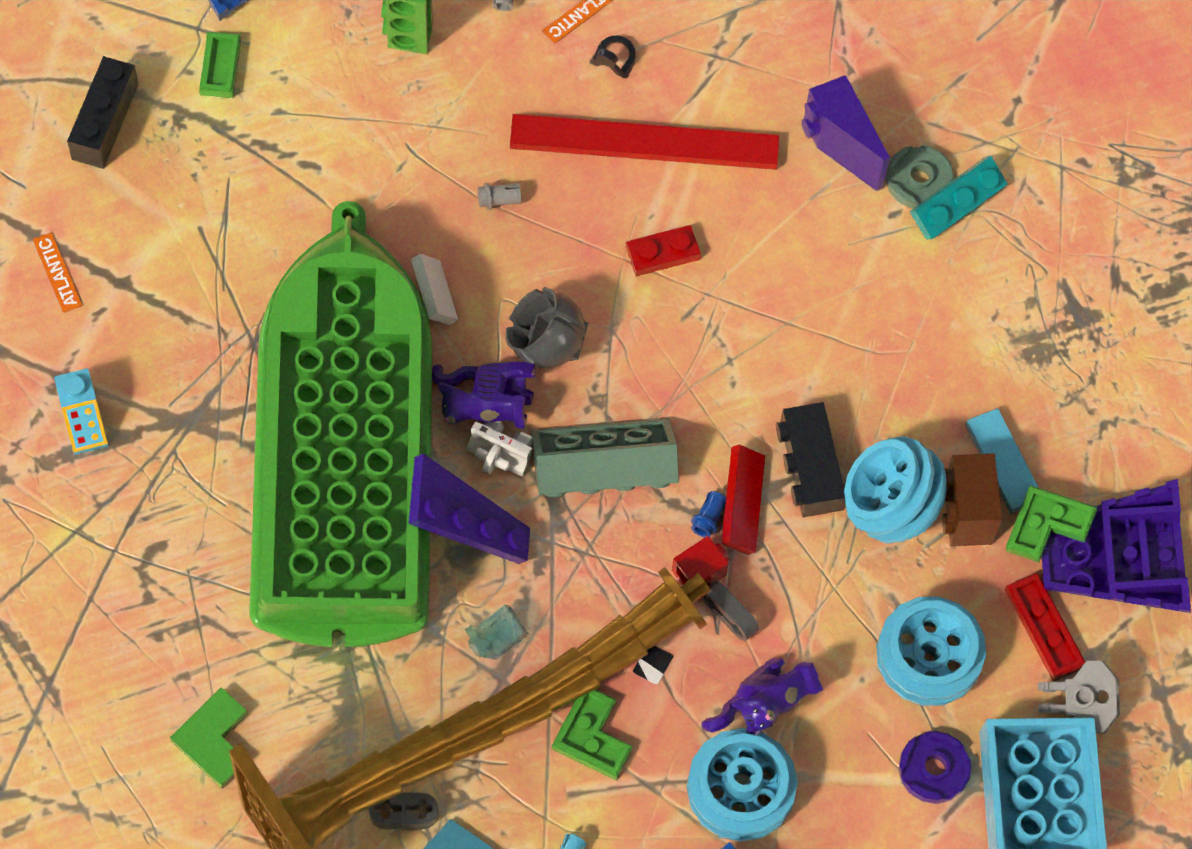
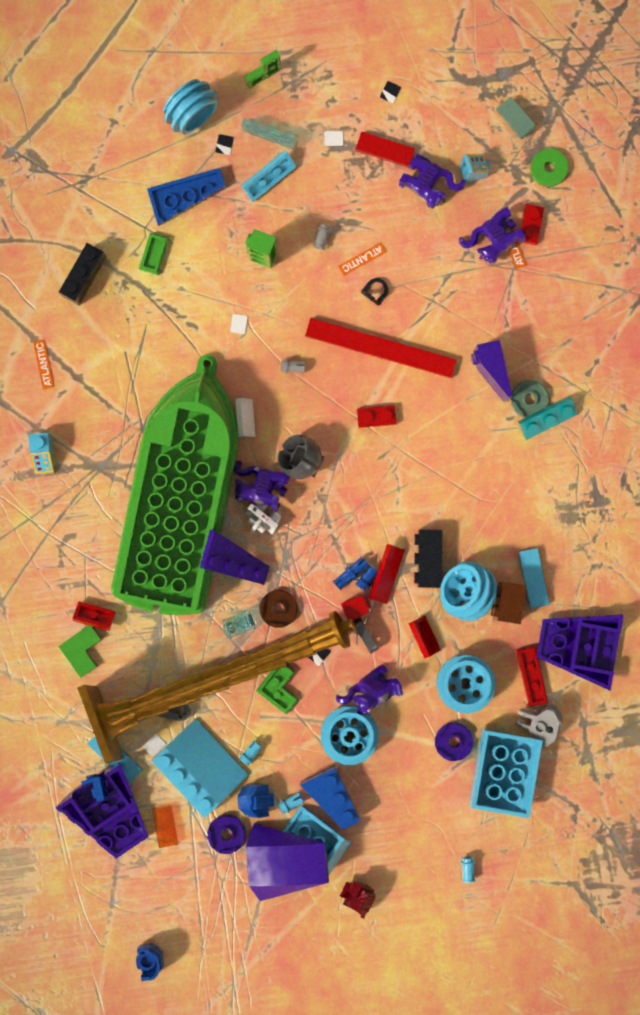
camera: 15 degrees right, 20 degrees up
(226, 670) = (94, 616): none -> red plate
(390, 149) = (238, 324): none -> white sticker
(561, 617) = (278, 620): none -> reddish brown tile
(605, 457) = (317, 533): sand green slope -> none
(678, 512) = (350, 573): none -> blue pin
(836, 591) = (424, 636): none -> red plate
(1047, 513) = (545, 617): bright green tile -> none

